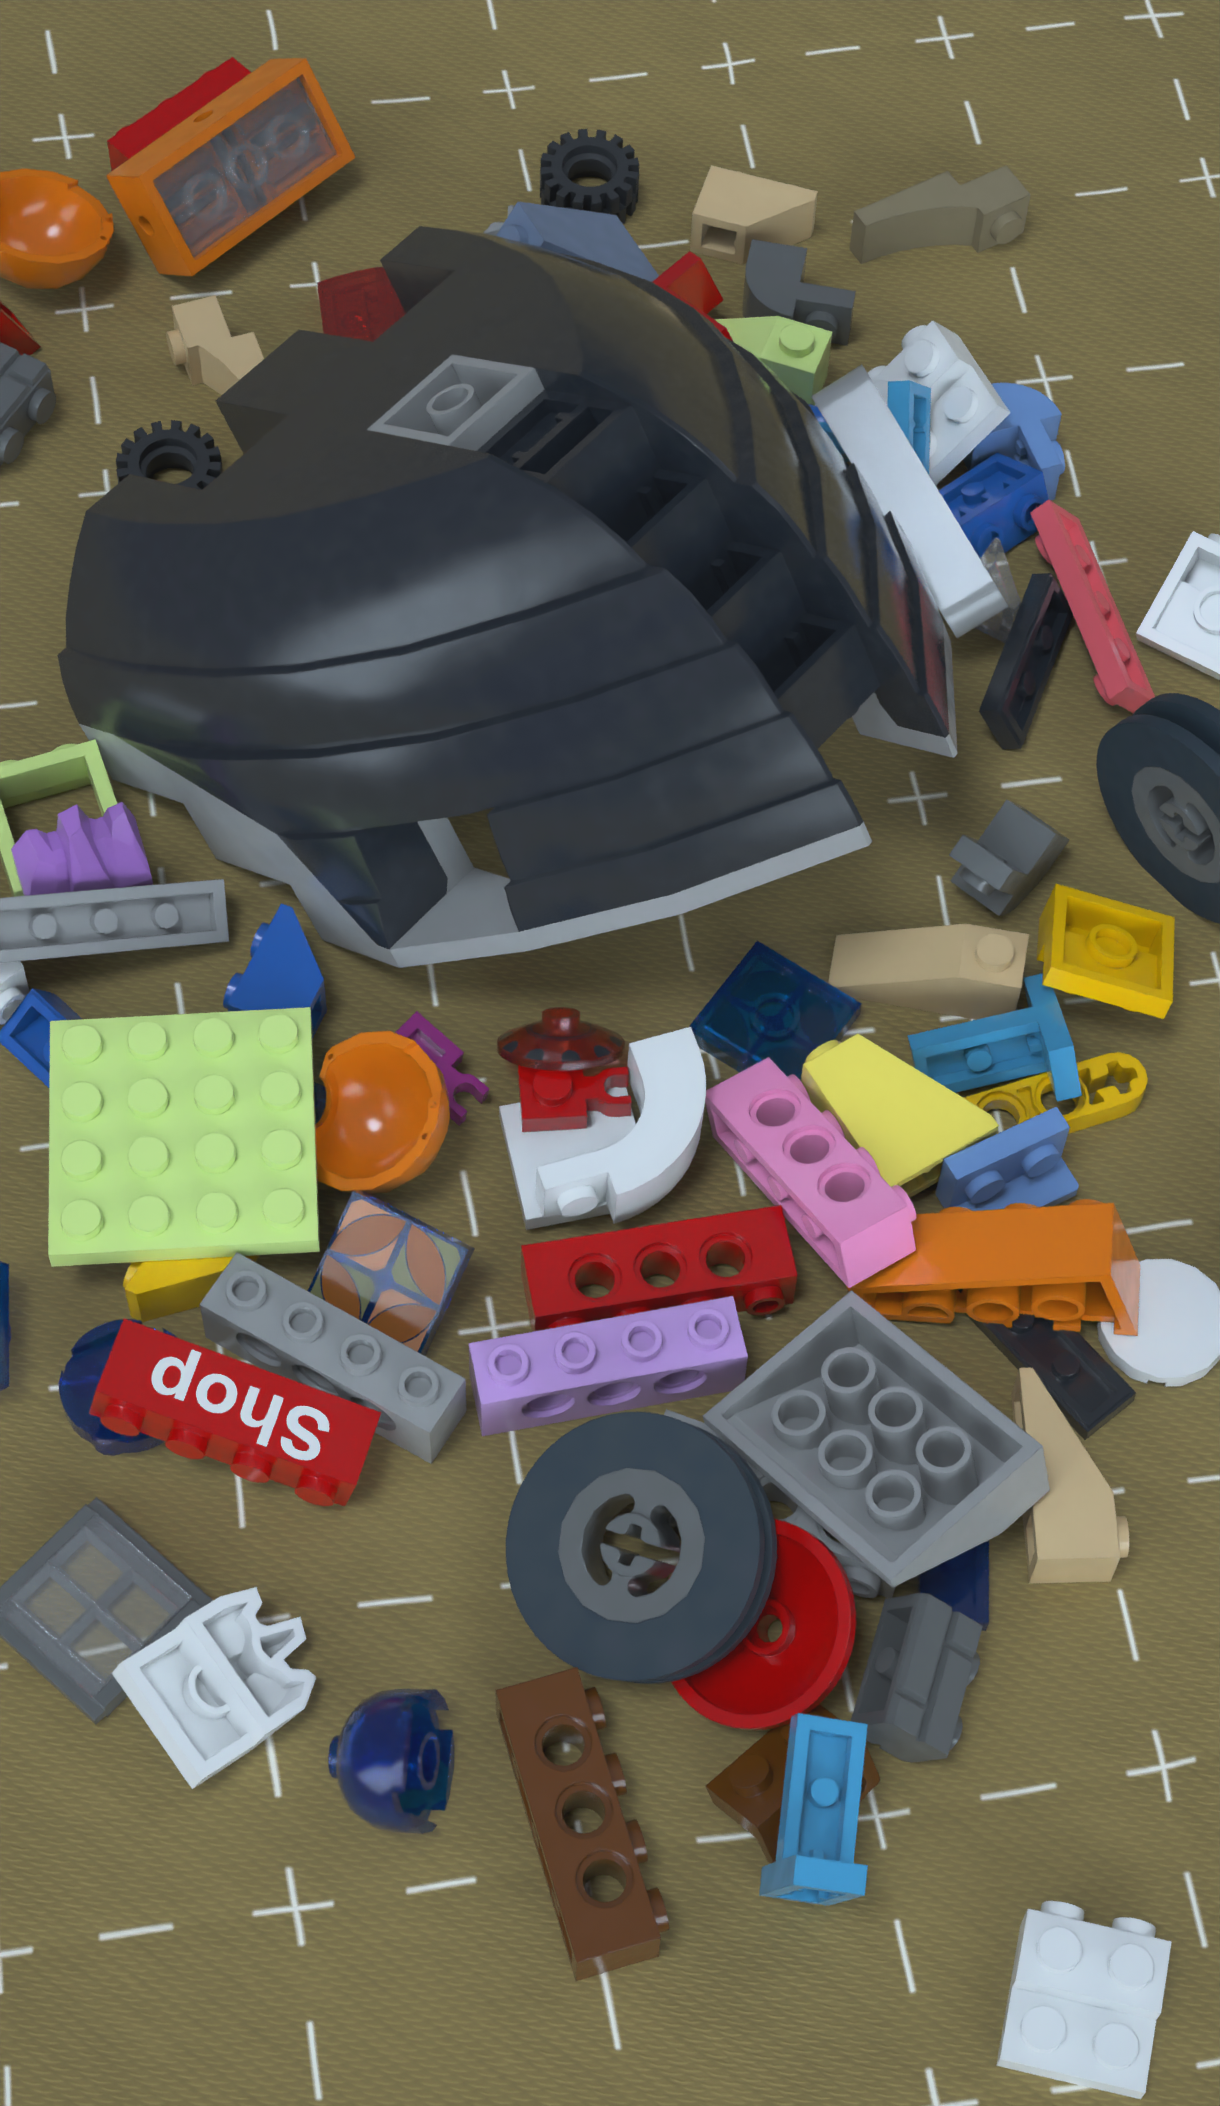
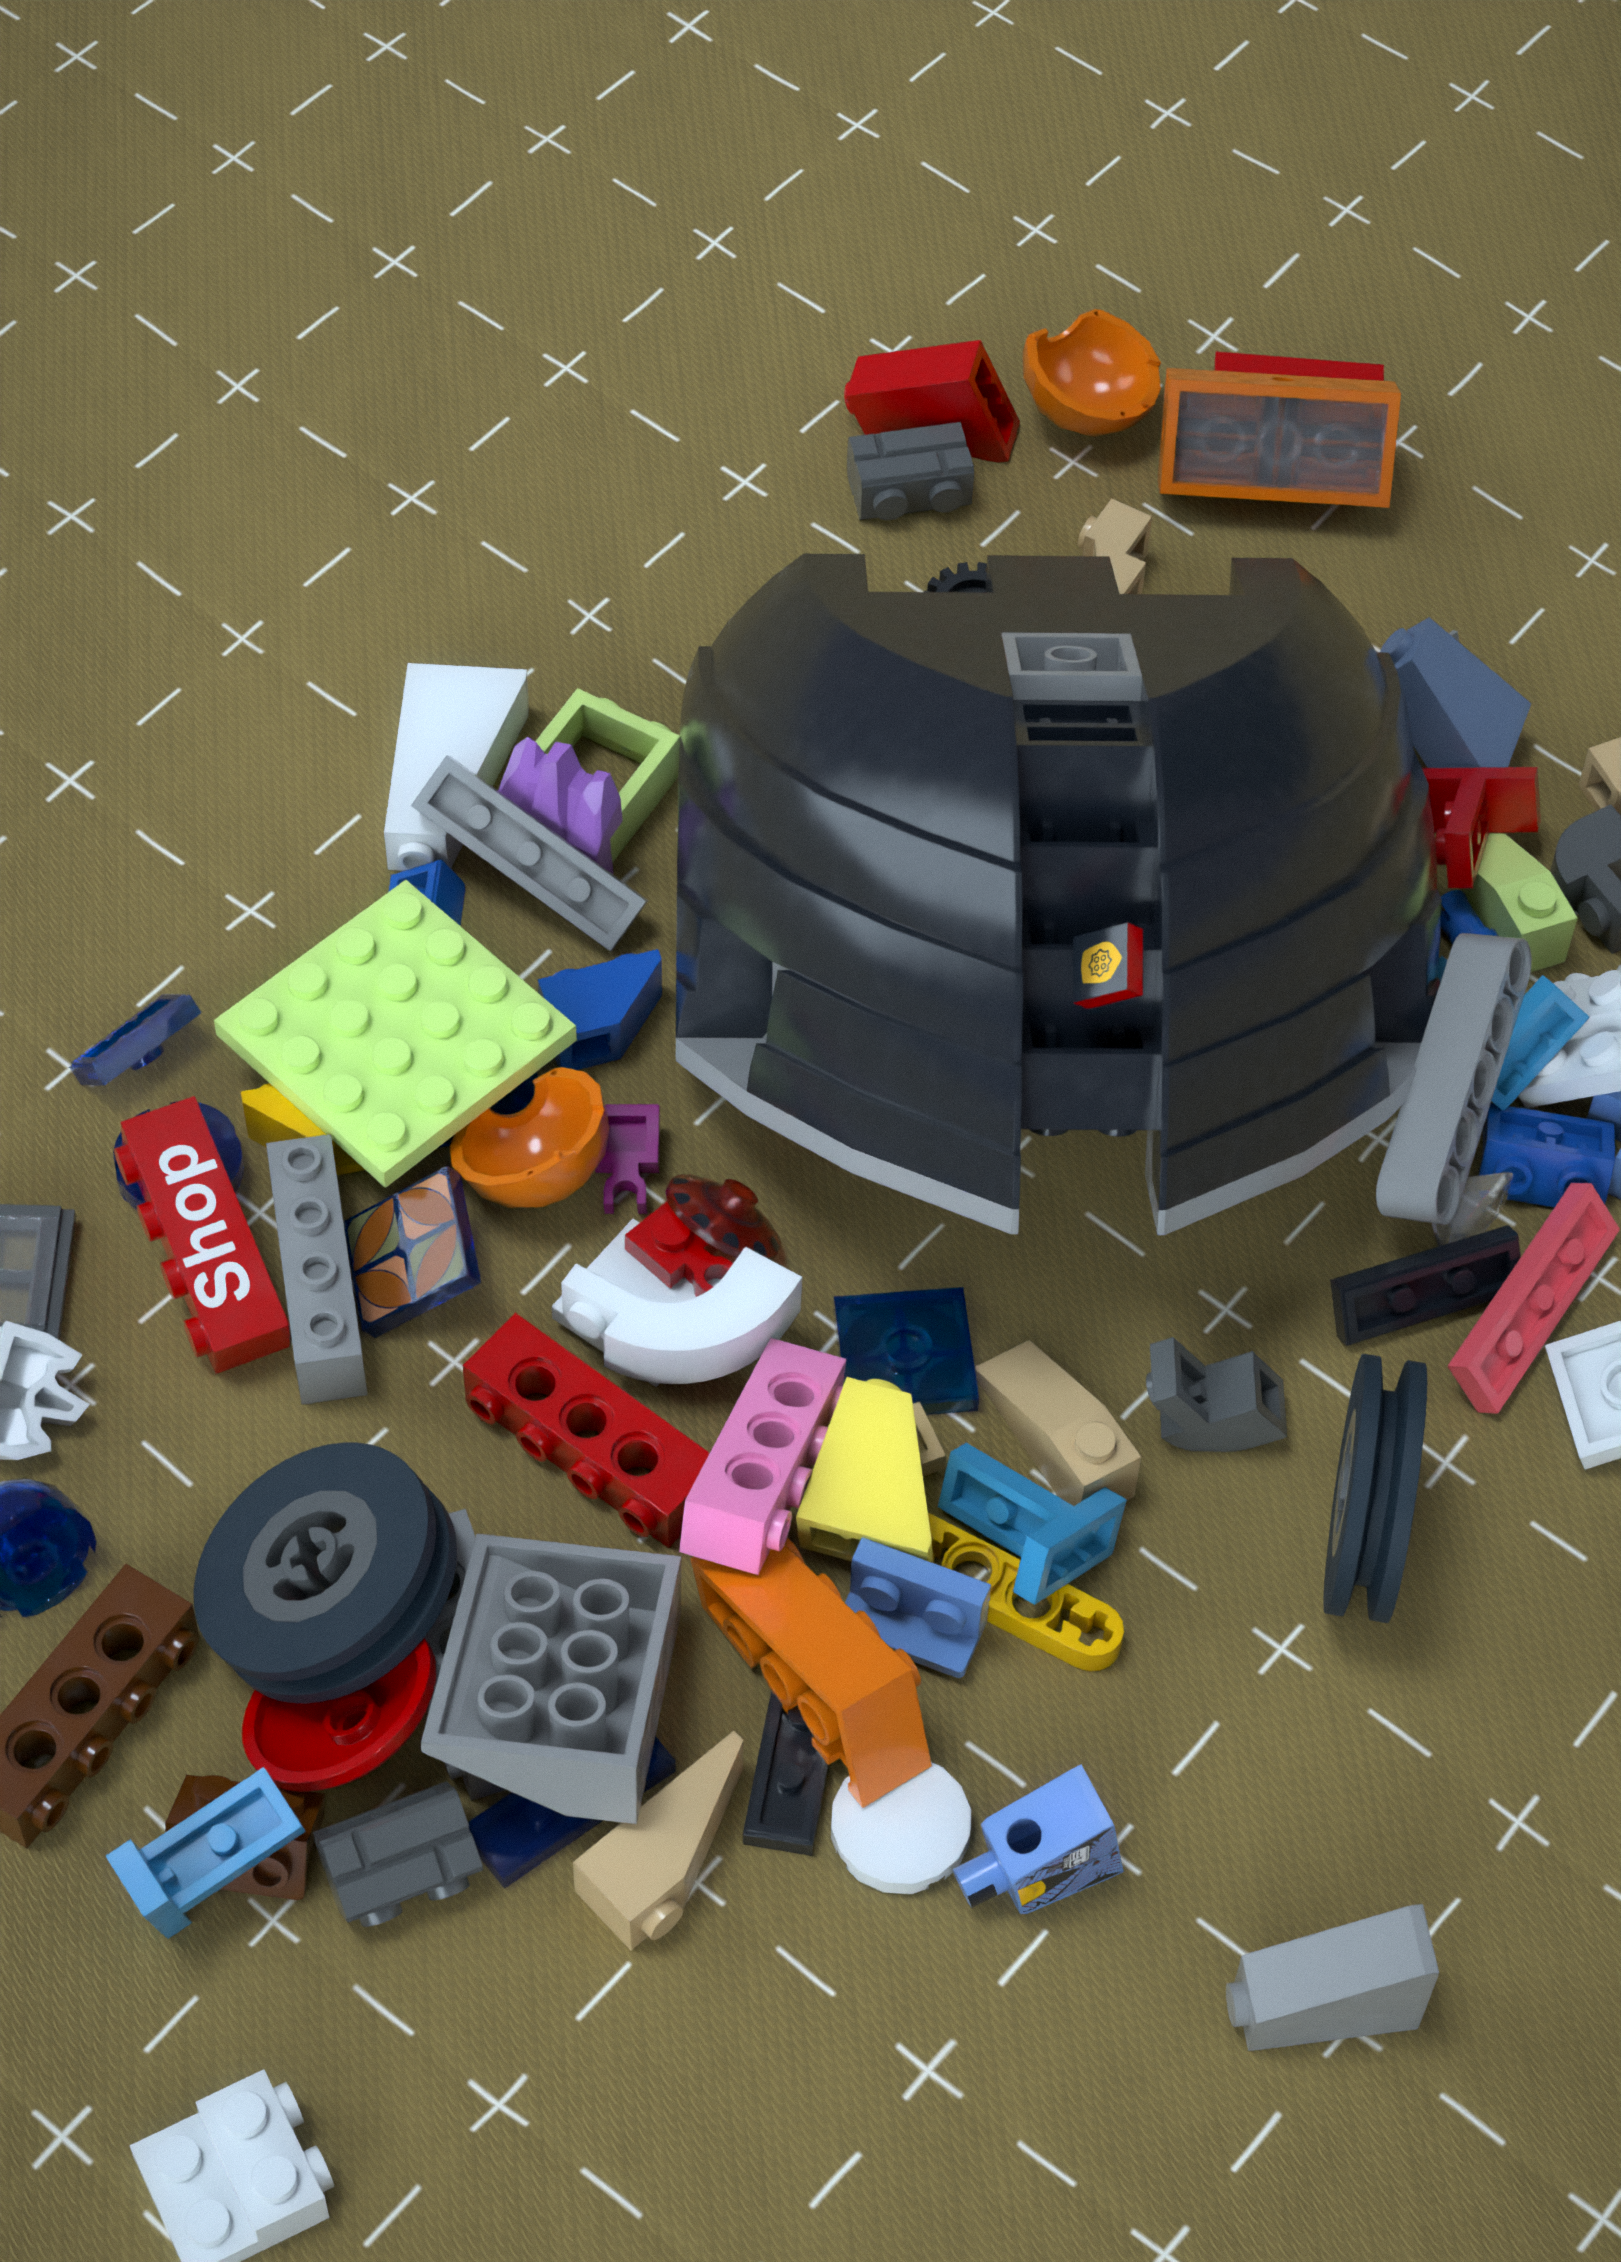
camera: 50 degrees right, 5 degrees down
(590, 158) = (1563, 645): black tyre -> none
(607, 1365) = (475, 1447): lavender brick -> none
(774, 588) = (1108, 965): none -> tile
(1107, 951) = (1190, 1529): yellow plate -> none

